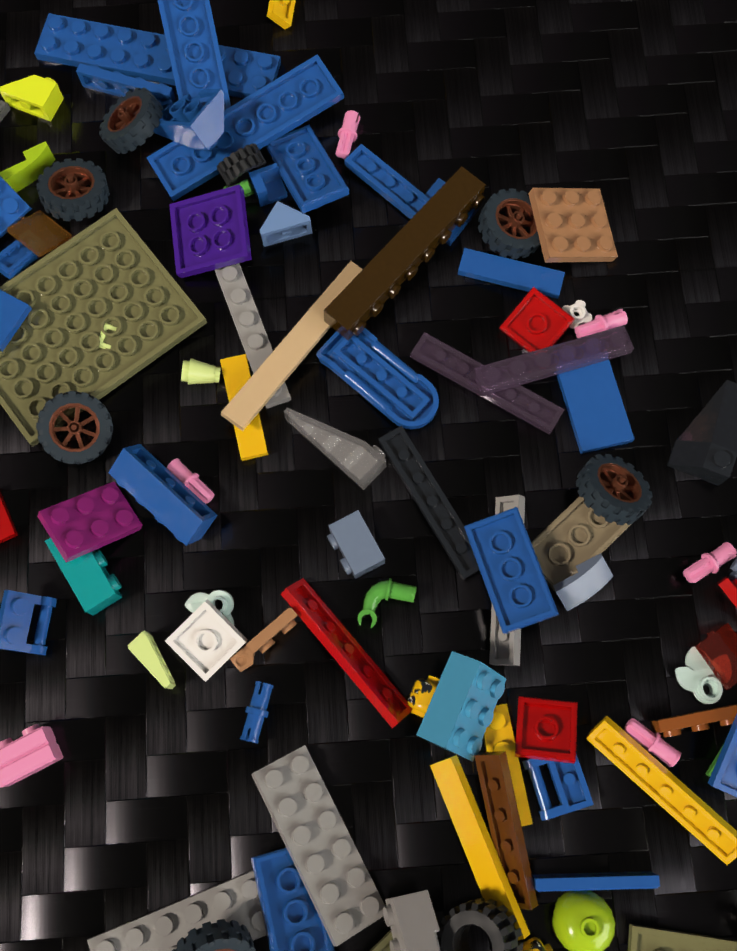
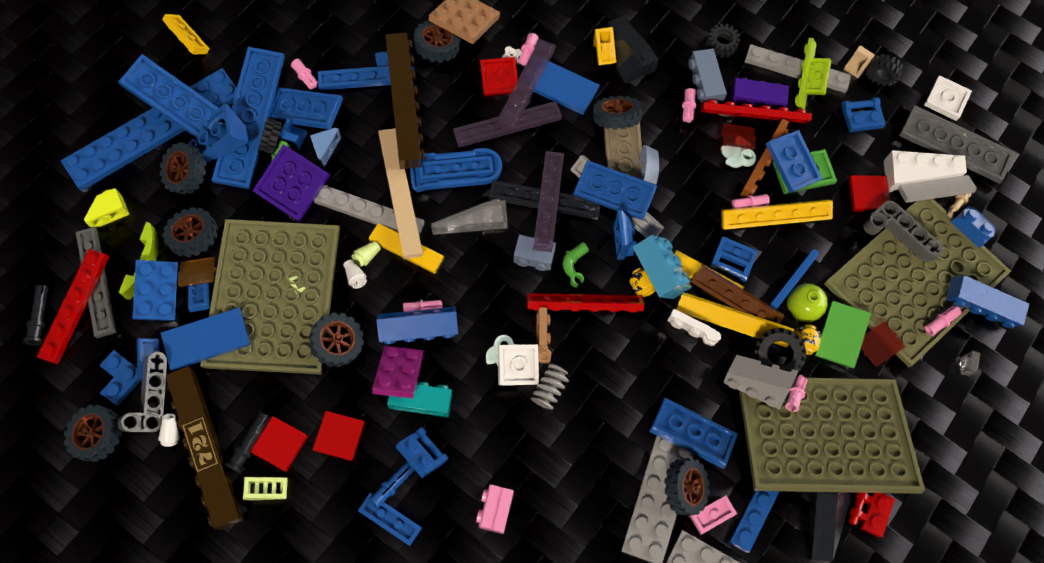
camera: 55 degrees left, 5 degrees down
(119, 84) = (150, 159): blue plate -> none
(149, 655) = (500, 401): yellowish green slope -> none
(166, 383) = (355, 275): none -> white cone
(209, 699) = (549, 386): none -> light grey piece
(256, 712) = (577, 371): blue pin -> none
(319, 845) = (670, 393): light grey plate -> none
(425, 807) = (695, 327): none -> white hinge
(426, 507) = (548, 202): none -> clear purple plate
(471, 622) = (623, 235): none -> blue slope
(510, 273) = (459, 65): blue tile -> none
(546, 729) = (705, 242): red tile -> none
(688, 403) = (605, 46): none -> yellow slope

